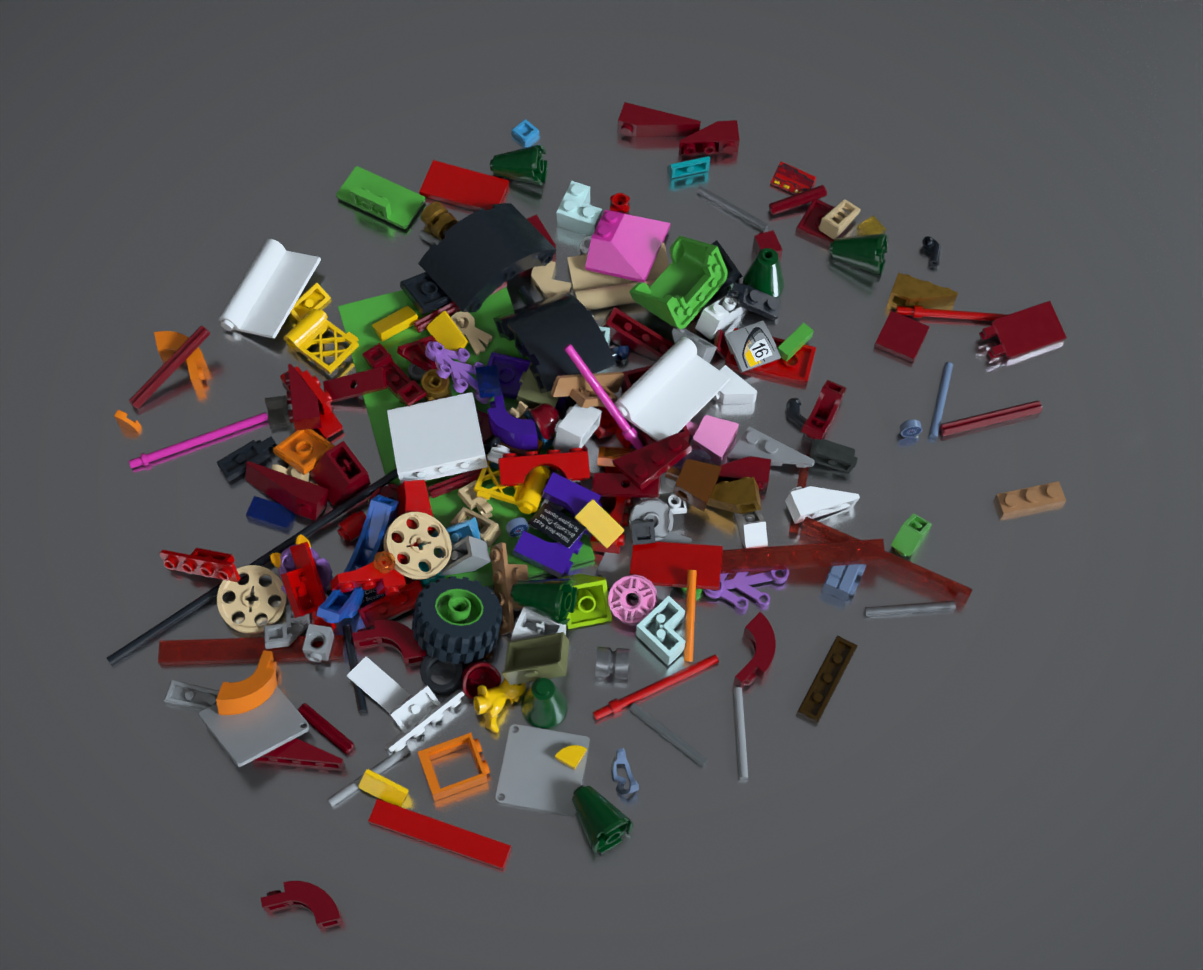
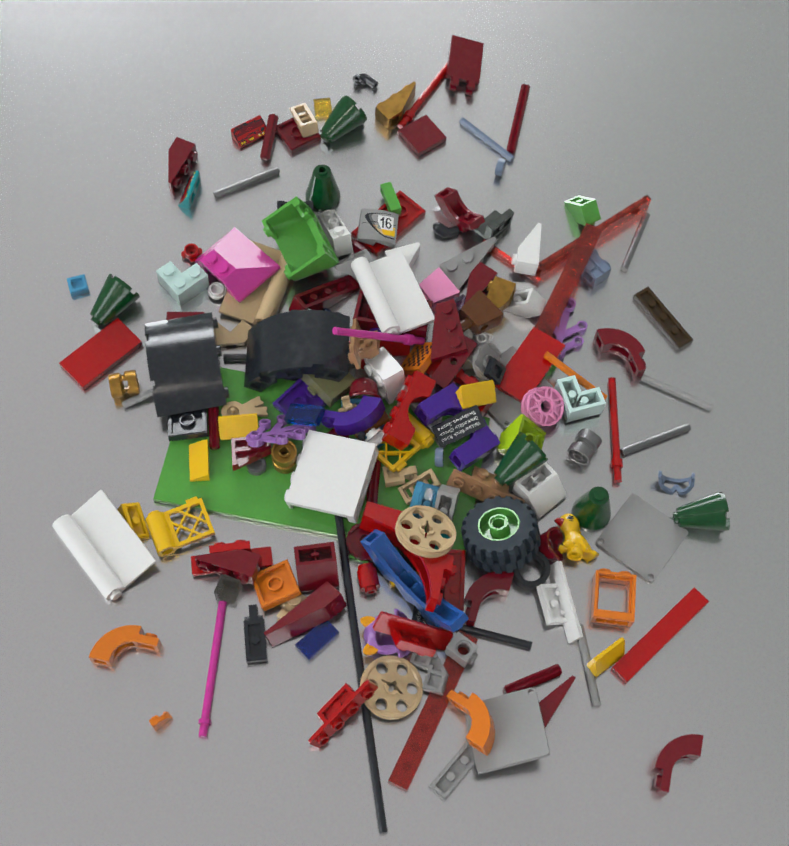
camera: 65 degrees left, 0 degrees up
(169, 367) = (132, 658): dark red axle -> none
(367, 382) = (245, 505): dark red tile -> none
(378, 685) = (515, 623): white sticker -> none
(380, 197) = (67, 419): bright green bracket -> none
(388, 558) = (433, 558): clear orange plate -> none
(397, 381) = (253, 485): dark red slope -> none
(536, 658) = (565, 491): olive container -> none
(571, 755) = (643, 511): yellow tile -> none
(648, 122) = (131, 197): dark red slope -> none
(755, 300) = (340, 205): black hinge -> none
(767, 240) = (297, 176): dark red brick -> none
(1030, 499) = (591, 130): medium nougat plate -> none

